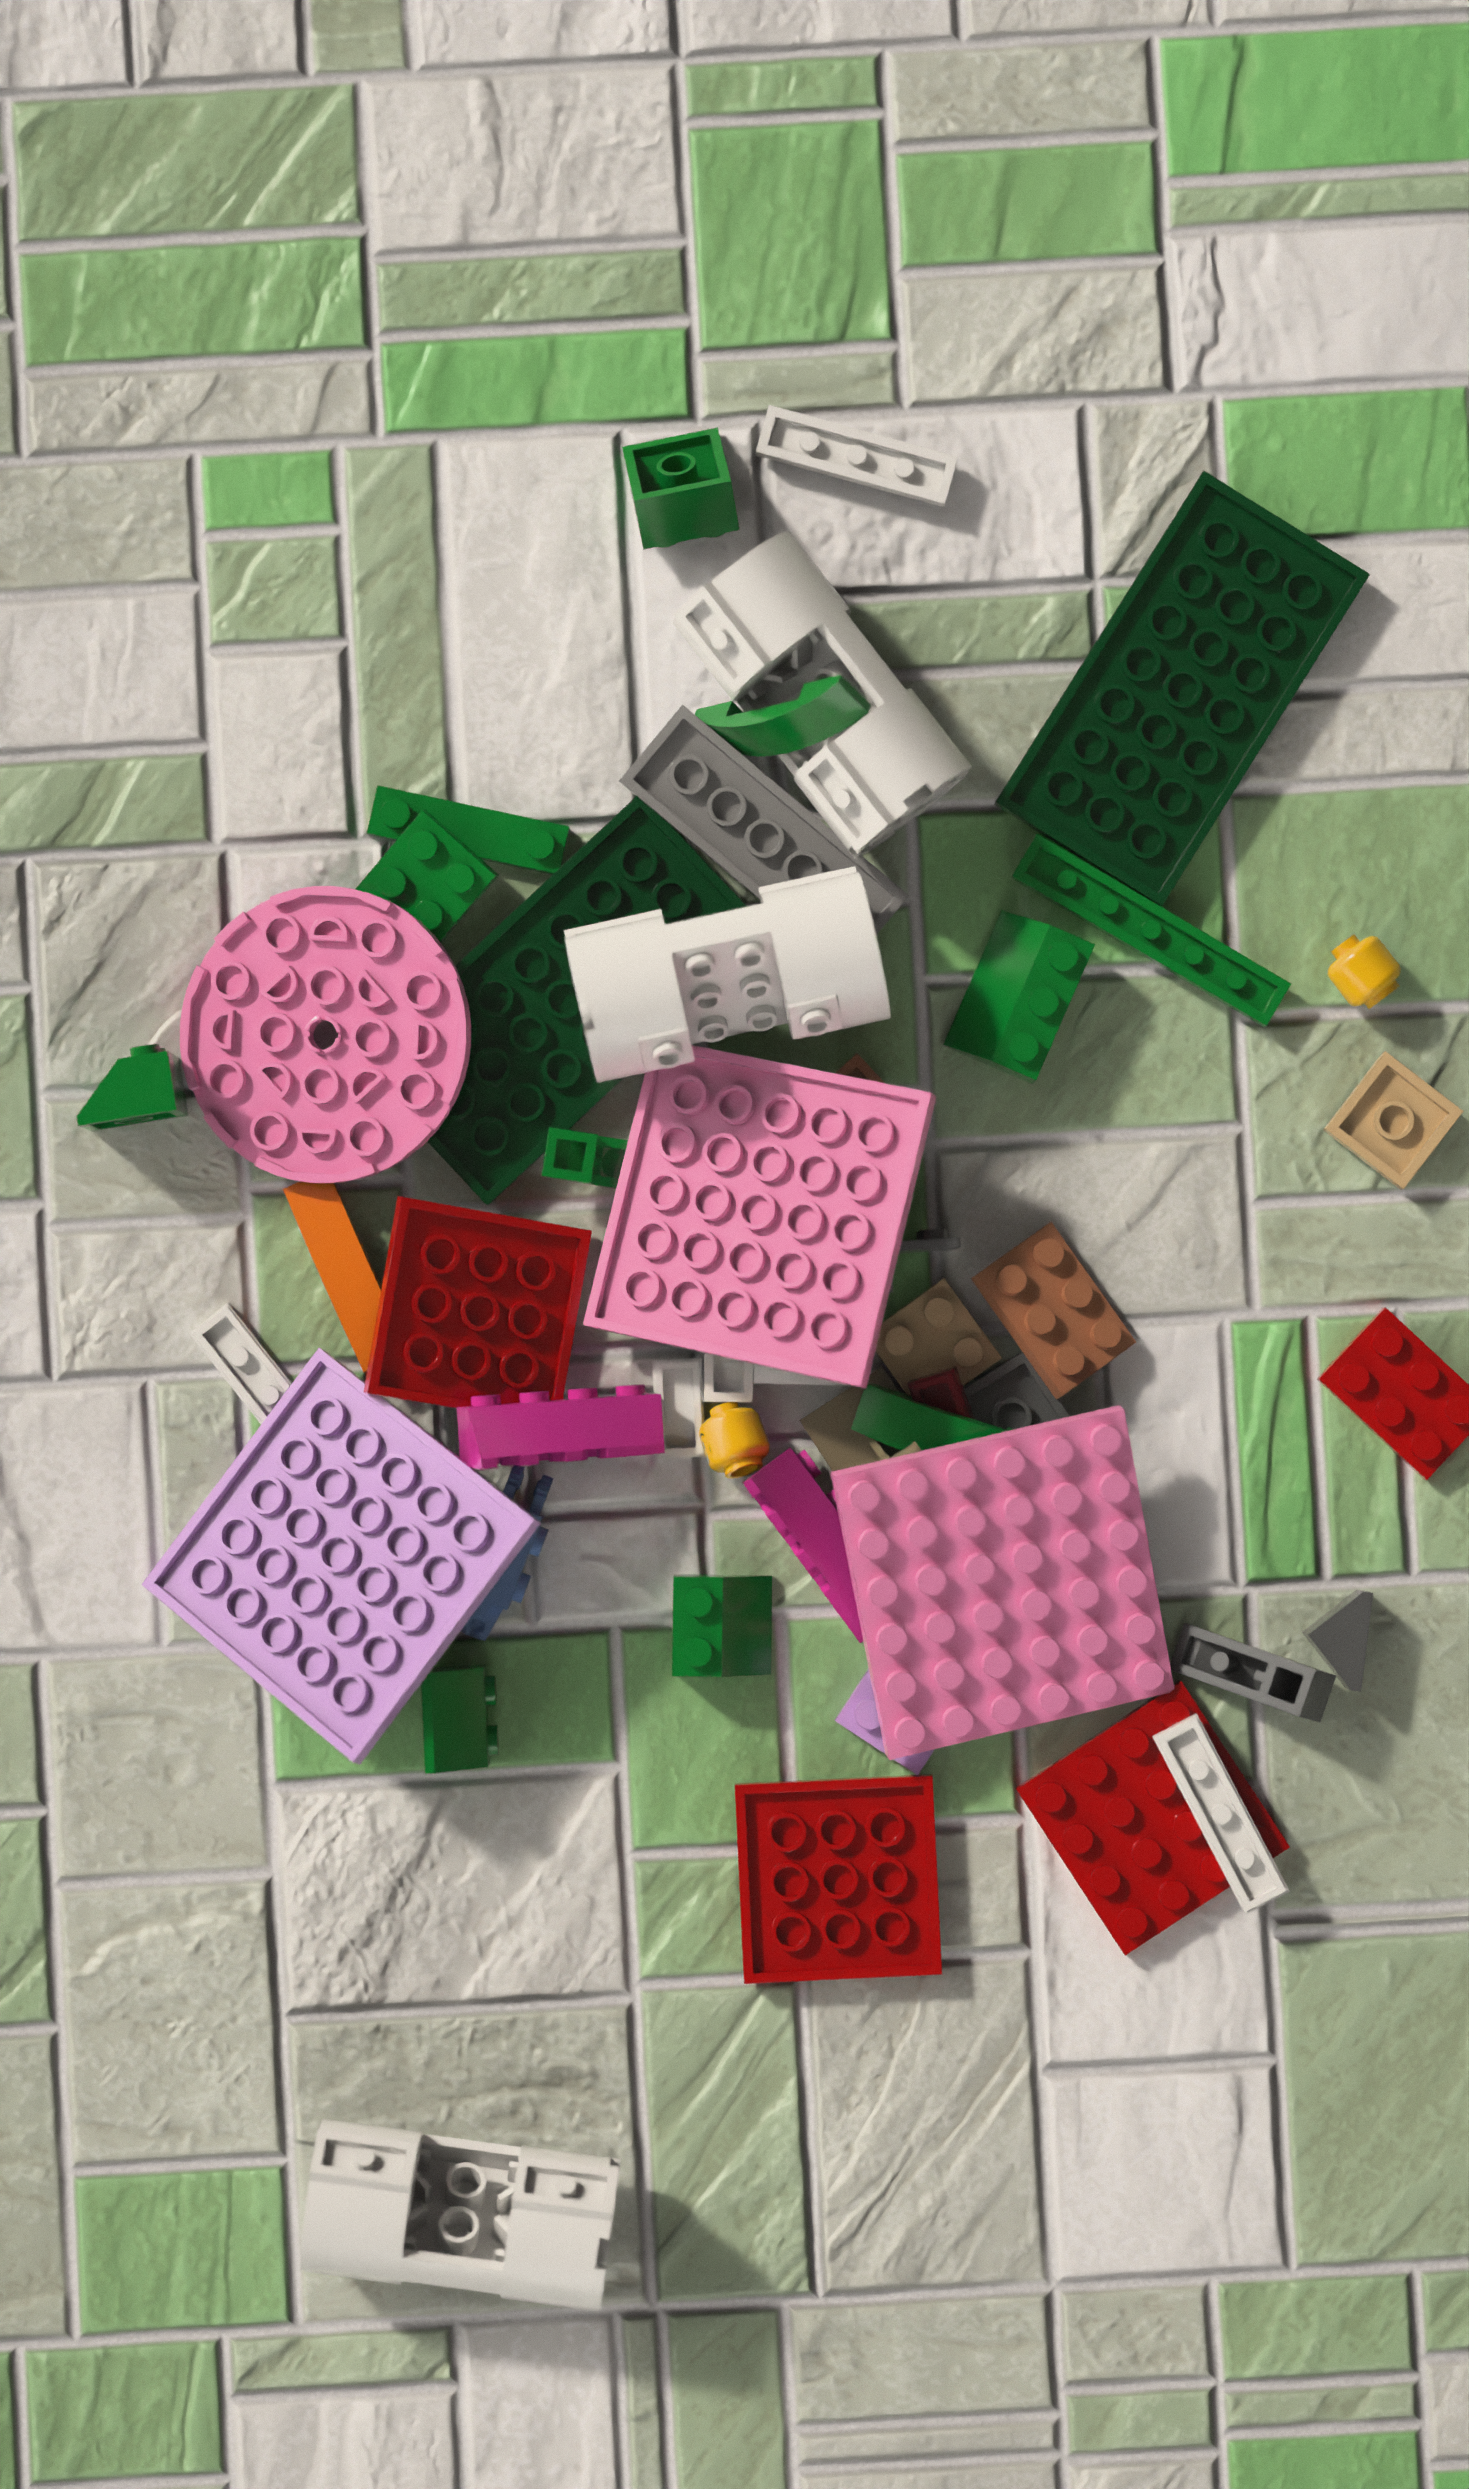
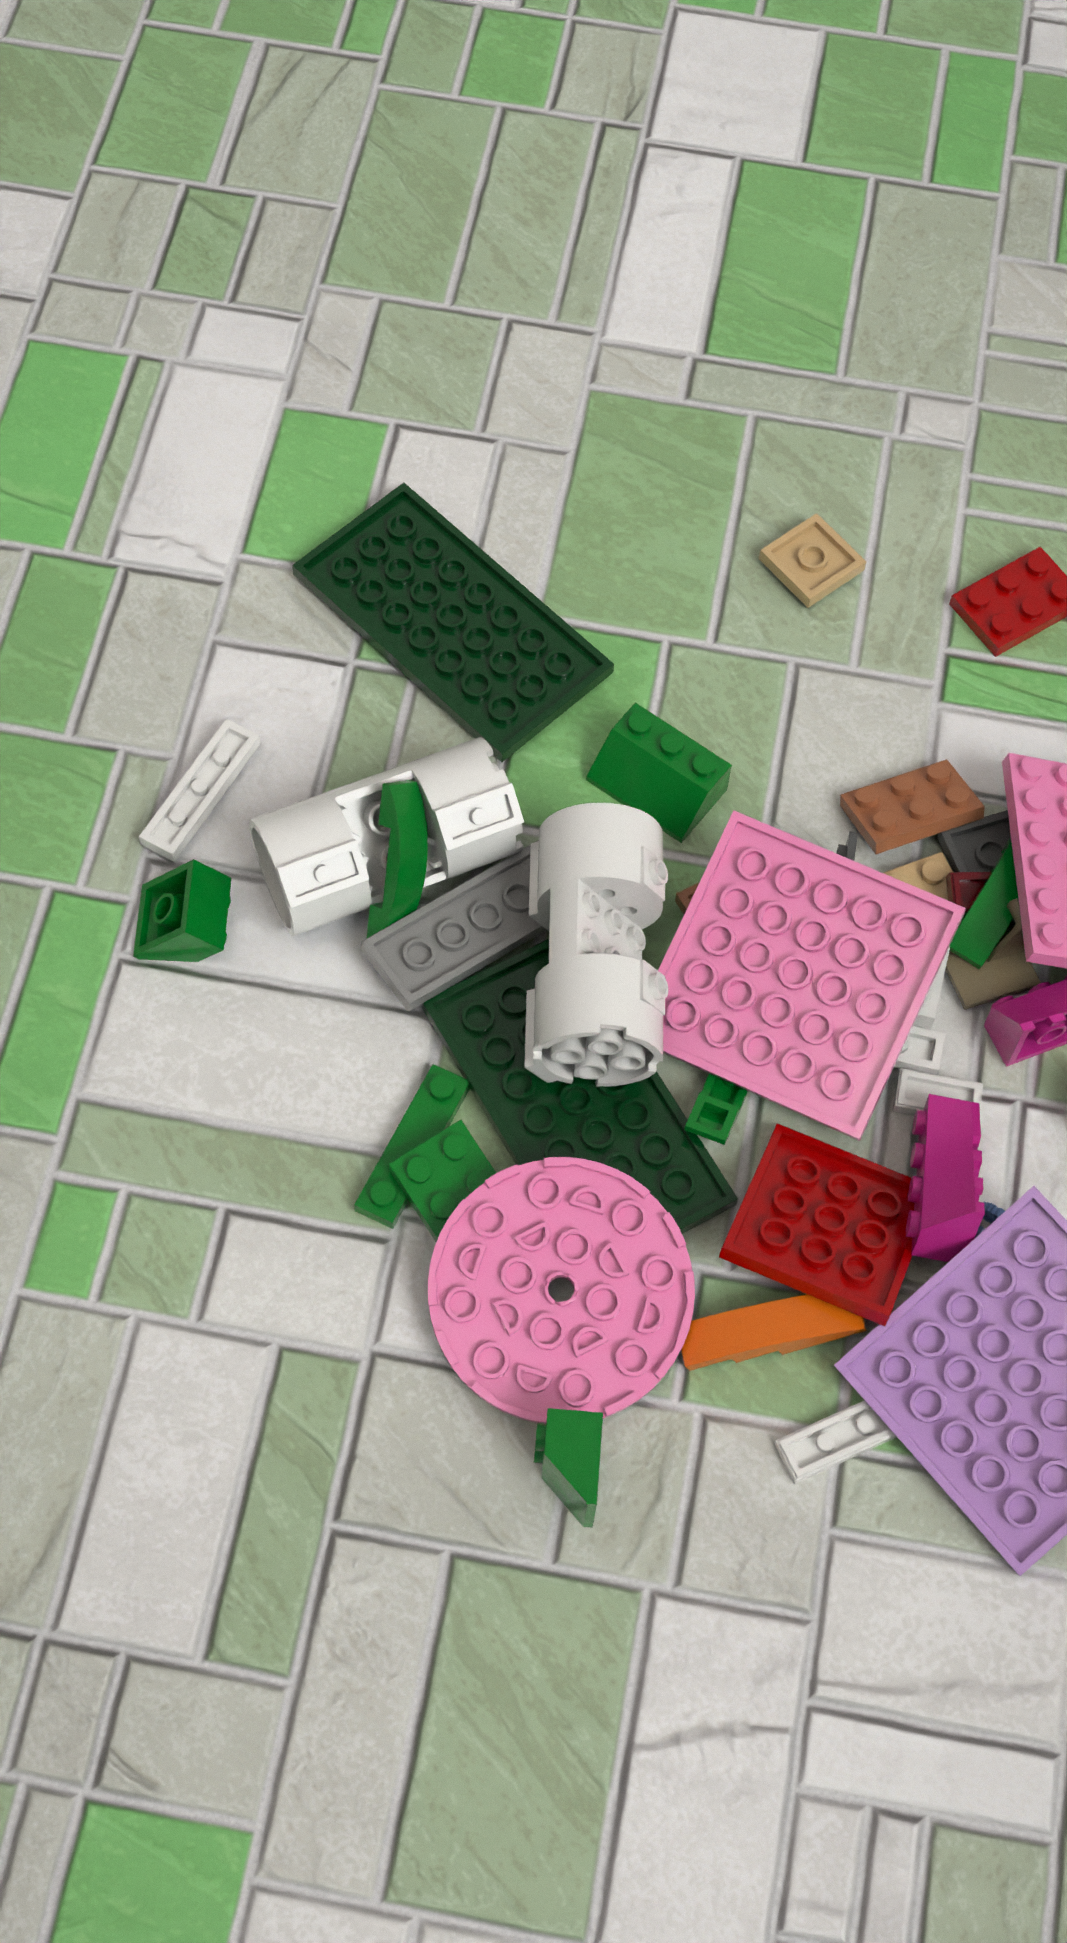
camera: 80 degrees left, 25 degrees down
(734, 1440) = (974, 1055): yellow head -> none
(1151, 930) = (628, 680): green plate -> none
(1364, 971) = (697, 549): yellow head -> none

